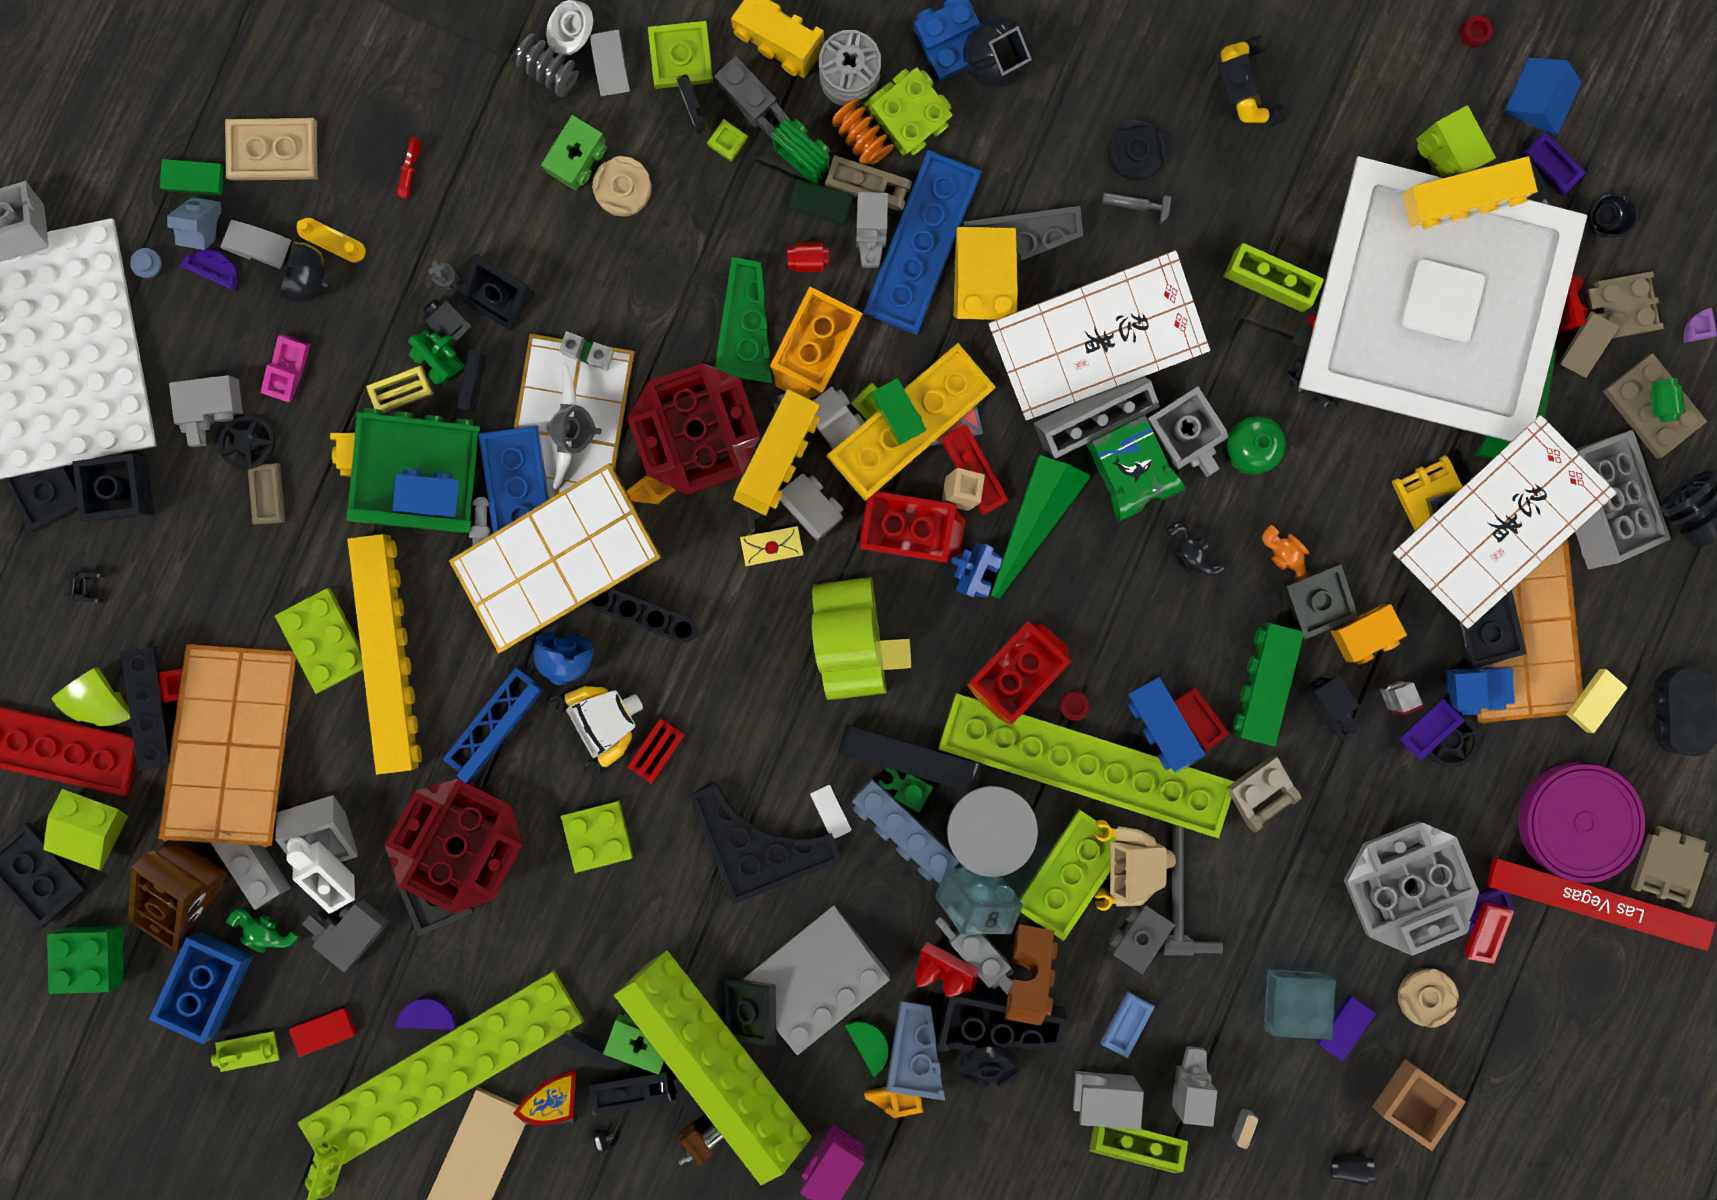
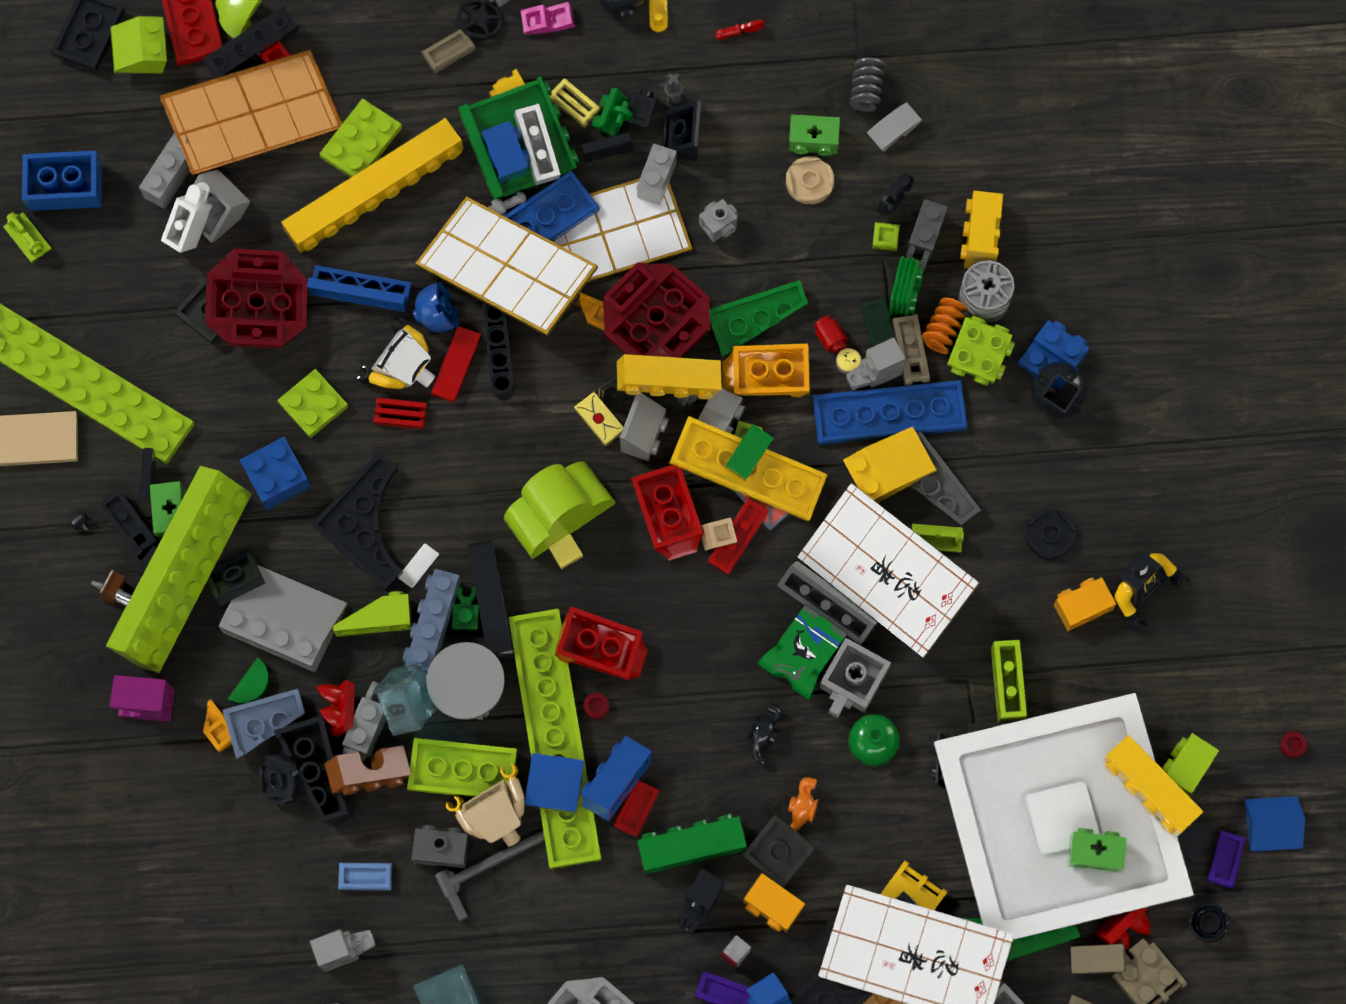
camera: 65 degrees right, 15 degrees down
(85, 959) = (43, 93): green brick -> none
(173, 892) = (124, 125): reddish brown brick -> none
(260, 932) = (121, 202): green piece -> none
(322, 1031) = (67, 282): red tile -> none
(347, 938) = (148, 265): dark grey hinge -> none
(427, 1014) = (116, 348): dark purple tile -> none
(433, 456) = (537, 144): none -> white brick
(532, 344) = (656, 174): none -> light grey brick
(551, 1102) = (93, 469): shield -> none
(569, 27) = (904, 86): white hat -> none
(570, 428) = (609, 229): dark grey helmet -> none
(581, 350) = (672, 213): flat silver piece -> none
(626, 313) = (718, 220): none -> light grey brick
(632, 665) = (456, 364): none -> red tile
(656, 914) = (275, 473): none -> blue brick
(680, 51) = (931, 171): lime plate -> none
(844, 254) = (848, 360): none -> light yellow tile
(869, 875) = (382, 615): none -> lime slope
(972, 567) = (650, 577): blue hips -> none
(1047, 497) = (742, 600): green wedge -> none
(1082, 264) = (941, 537): none -> lime hinge
(1108, 1100) = (297, 883): light grey piece -> none
(1137, 790) = (554, 782): none -> blue tile
(1138, 204) = (1009, 556): flat silver piece -> none
(1140, 1147) = (272, 928): lime brick -> none
(1230, 156) = (1084, 603): none -> light orange brick
(1259, 785) = (608, 878): dark tan plate -> none
(1515, 277) = (1082, 855): none -> bright green brick

